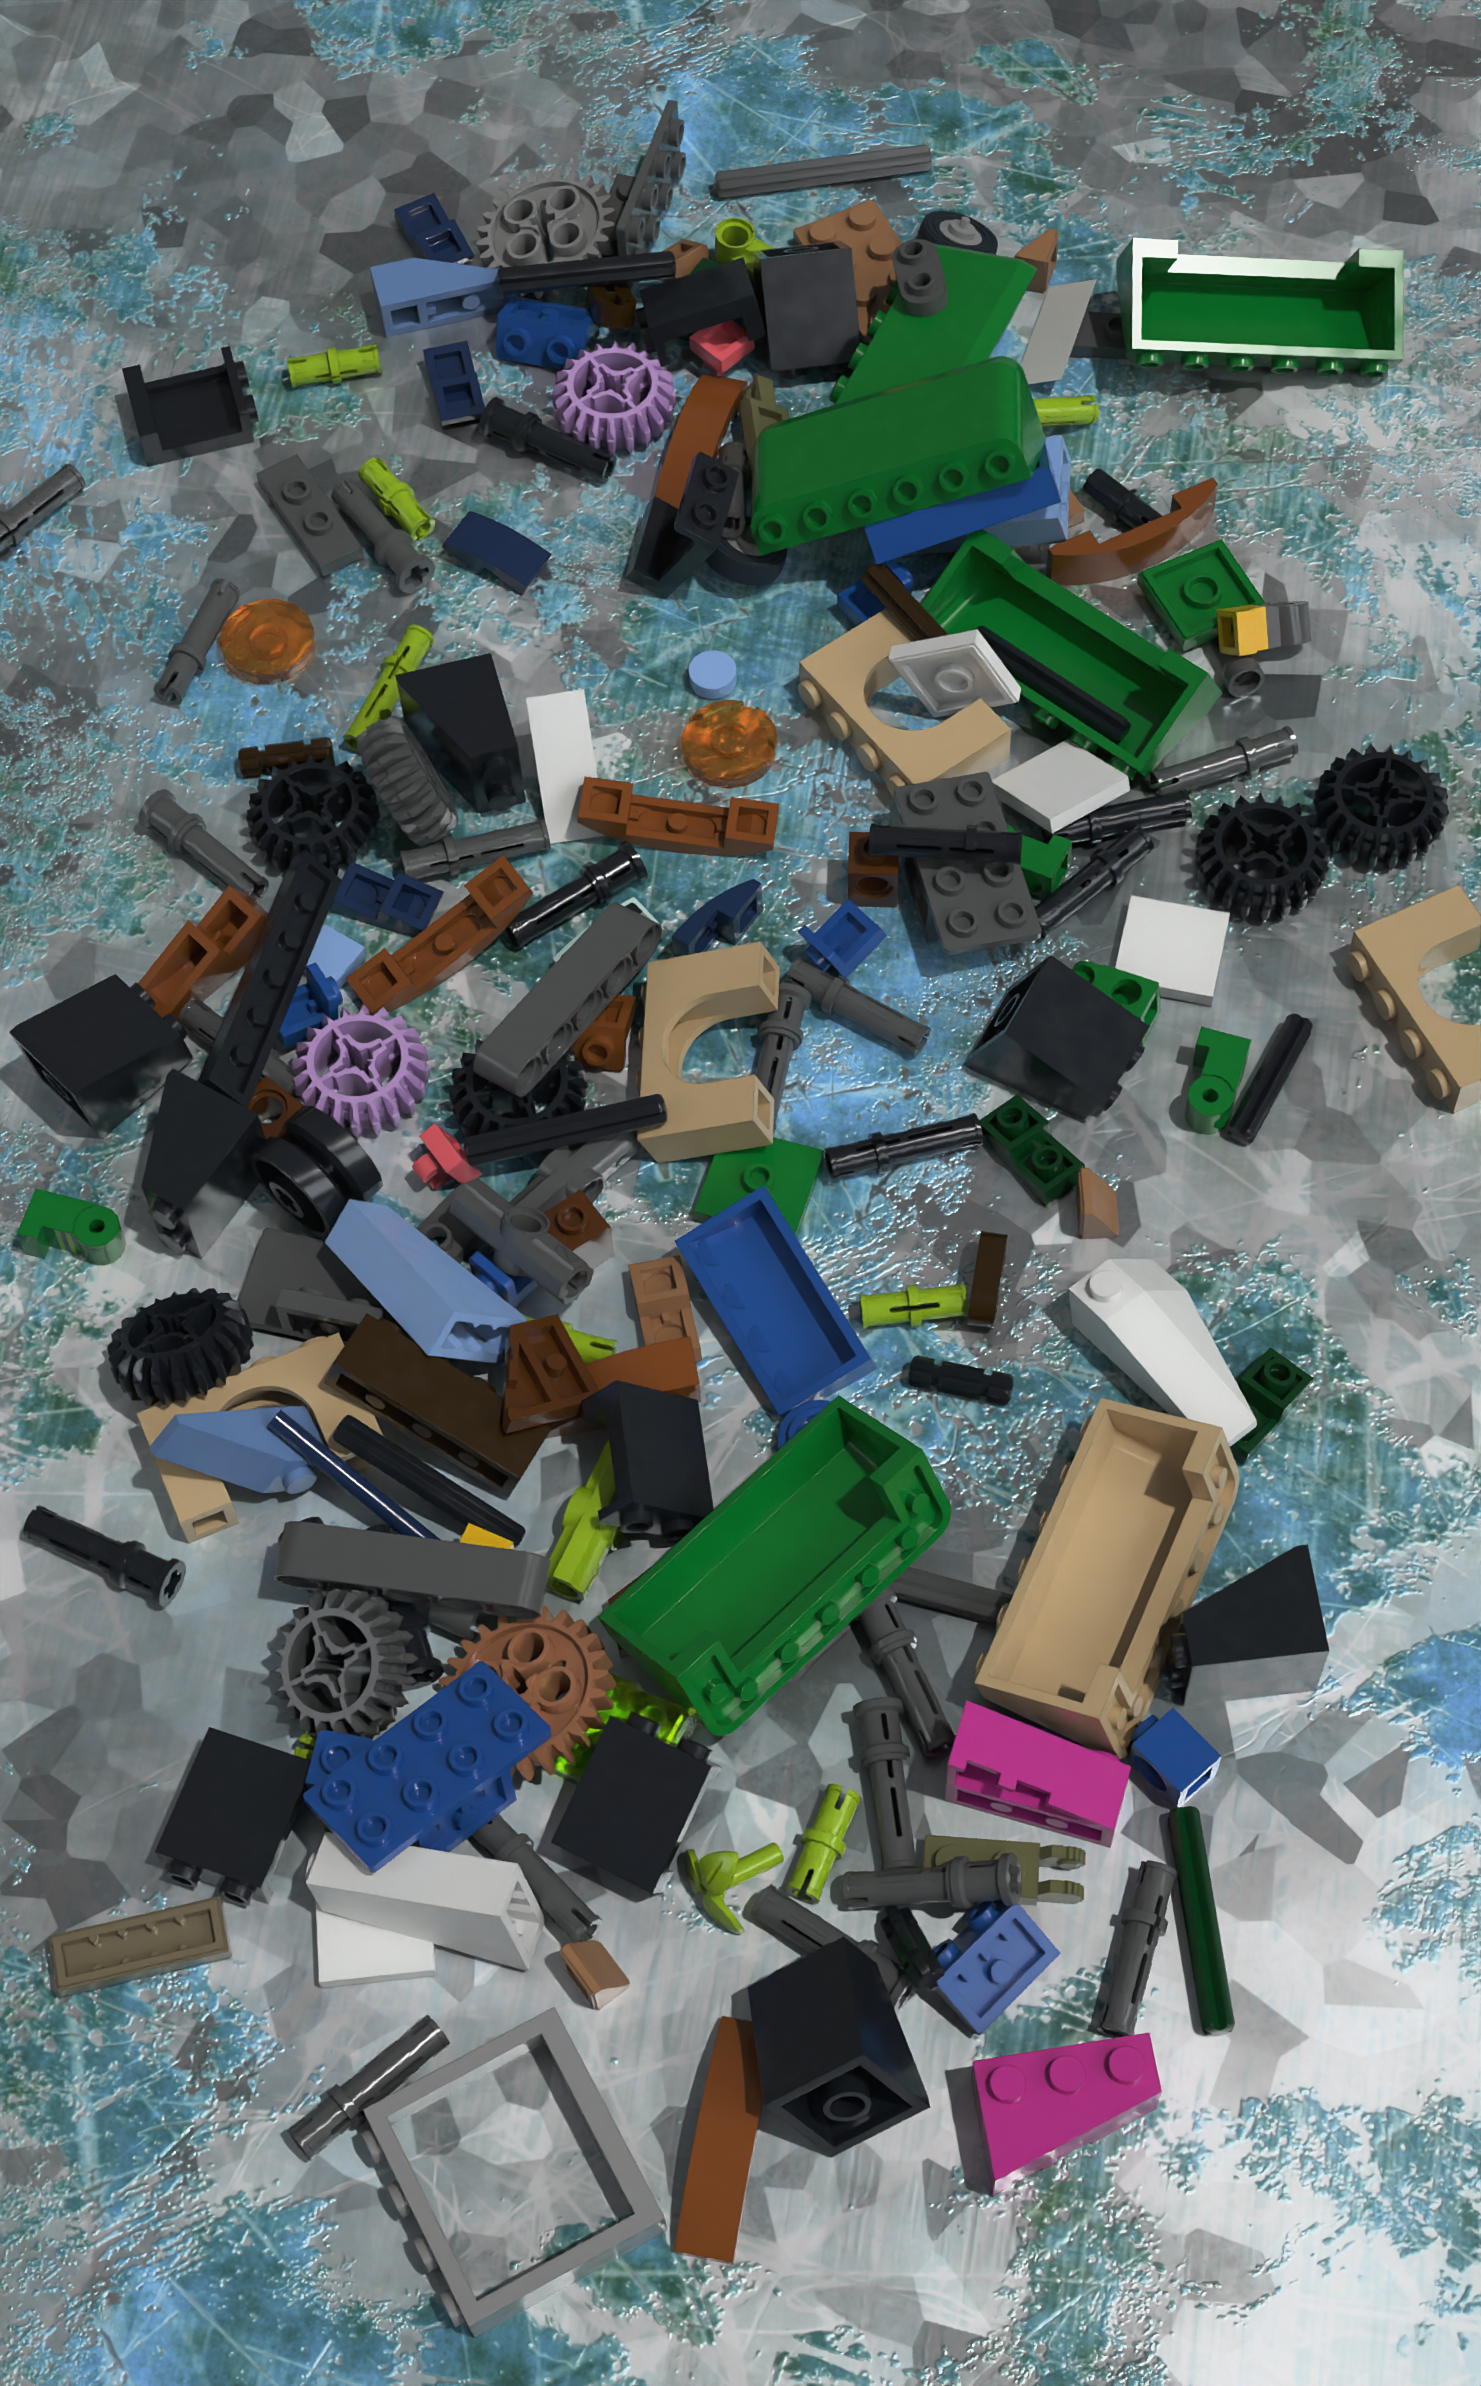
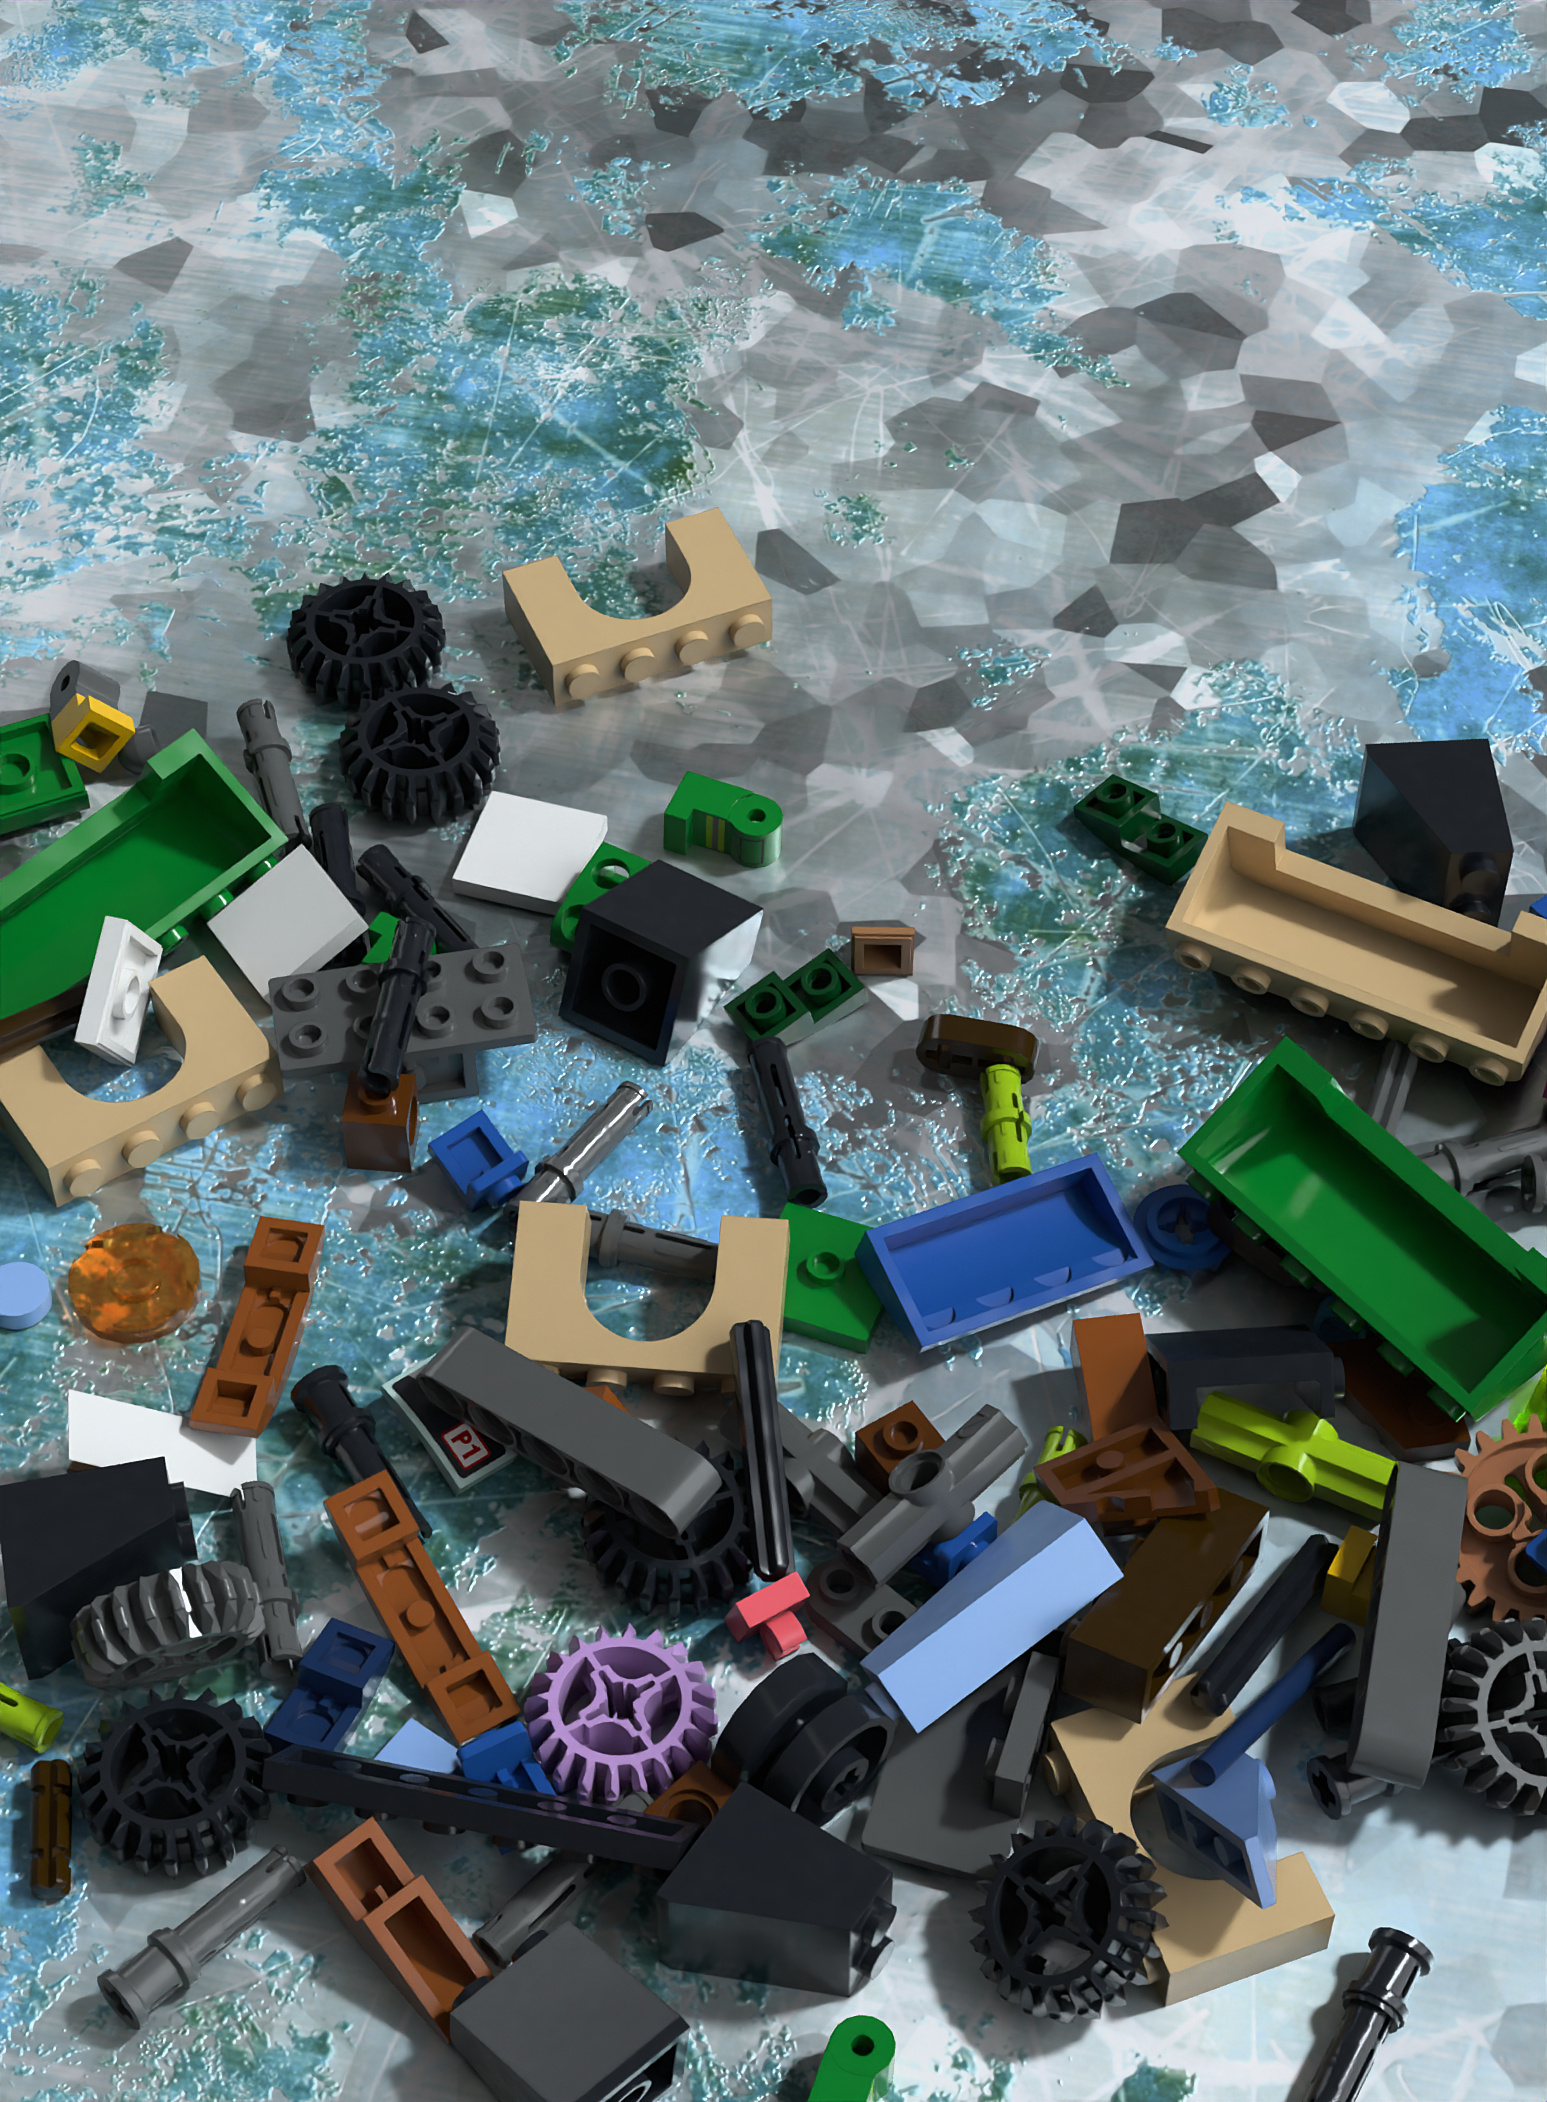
camera: 90 degrees left, 10 degrees down
(663, 1302) = (1018, 1382): medium nougat slope -> none
(724, 917) = (428, 1286): dark blue slope -> none
(960, 1380) = (1105, 1090): black axle -> none
(1058, 689) = (141, 912): black axle -> none
(1160, 1342) = (1067, 901): white wedge -> none
(1270, 1079) = (676, 758): black axle -> none

